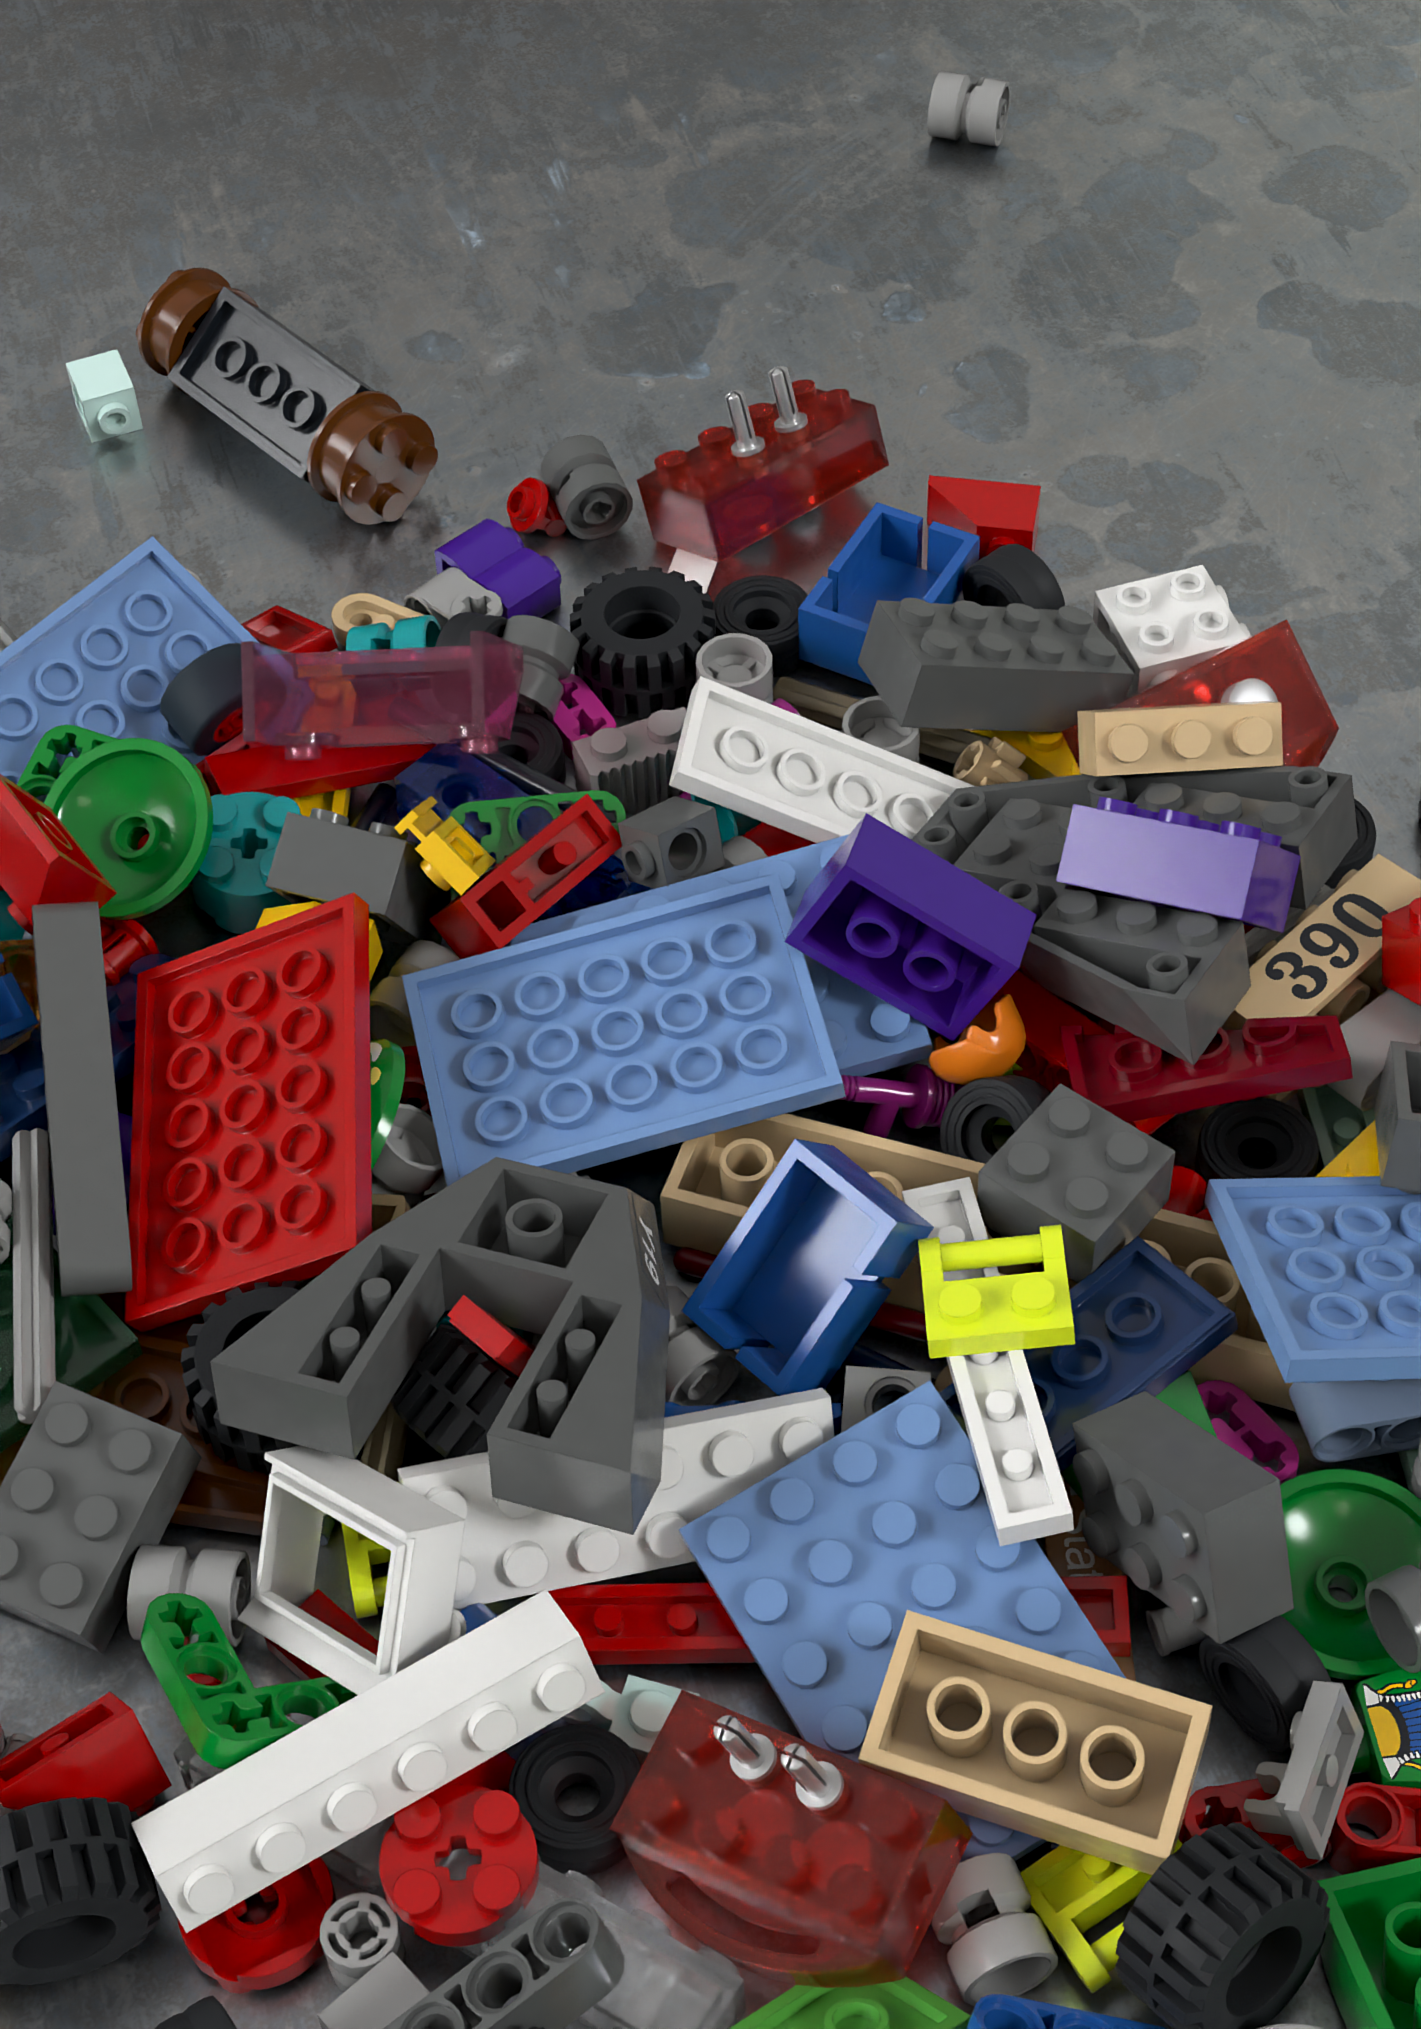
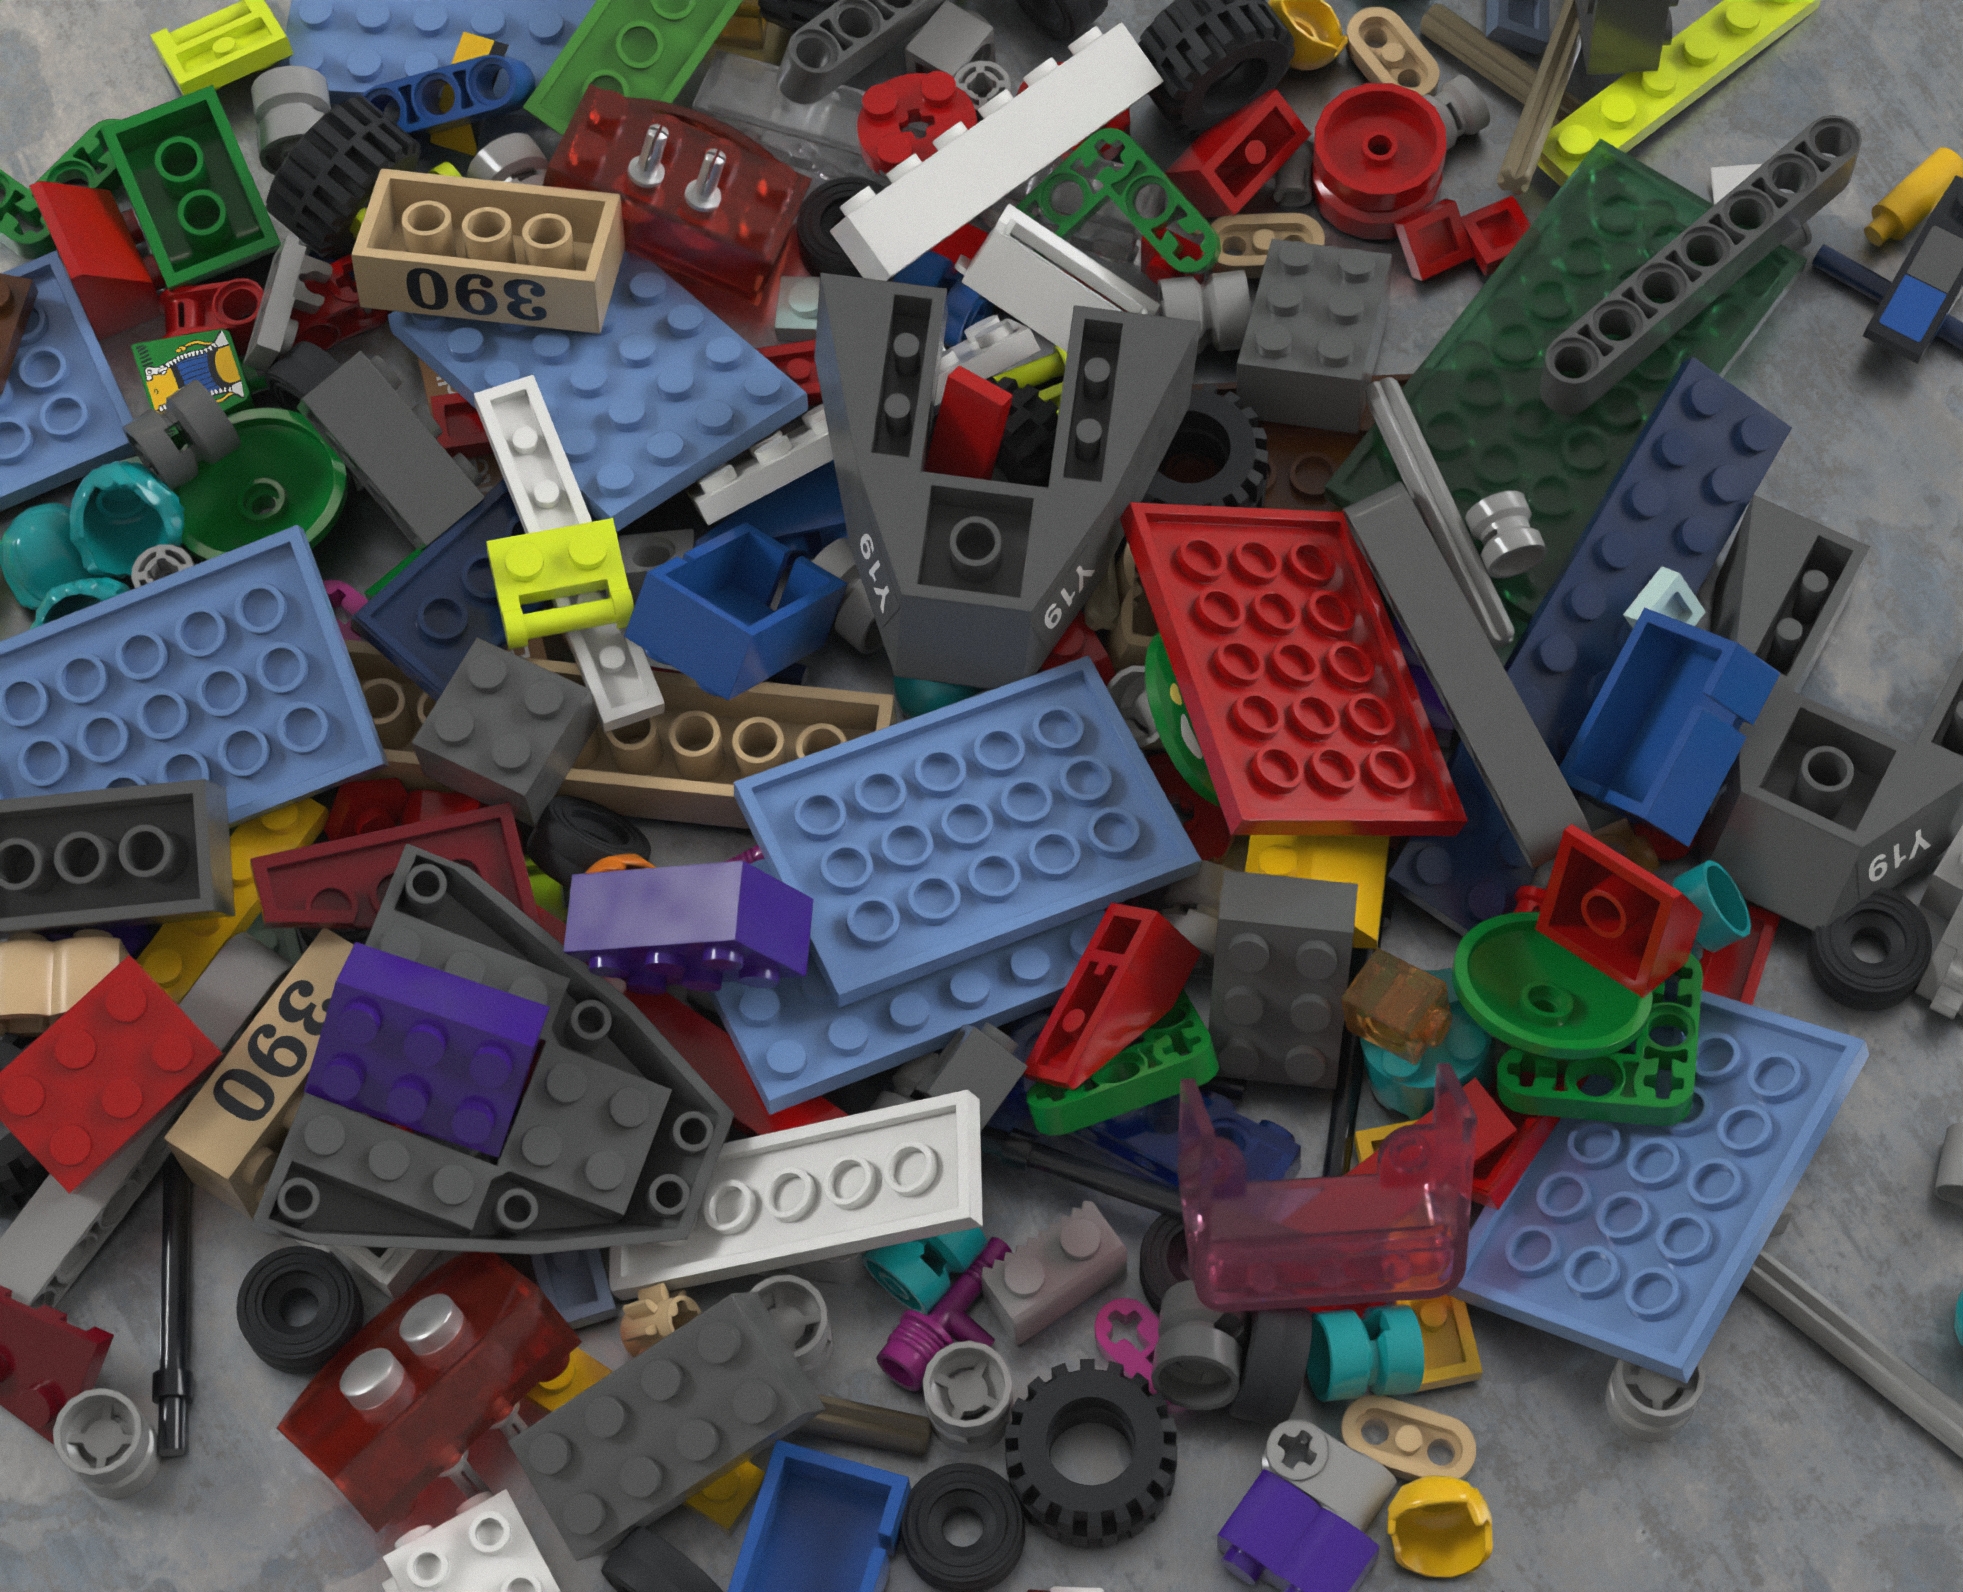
camera: 170 degrees right, 15 degrees up
(89, 1675) = (1253, 237): none -> tan plate
(207, 700) = (1524, 1188): black wheel -> none
(255, 816) = (1397, 1007): none -> clear orange brick
(290, 632) = (1517, 1393): red tile -> none
(380, 569) = (1440, 1527): none -> yellow hair
(448, 850) = (1189, 968): yellow plate -> none
(1180, 738) = (439, 1261): tan brick -> none

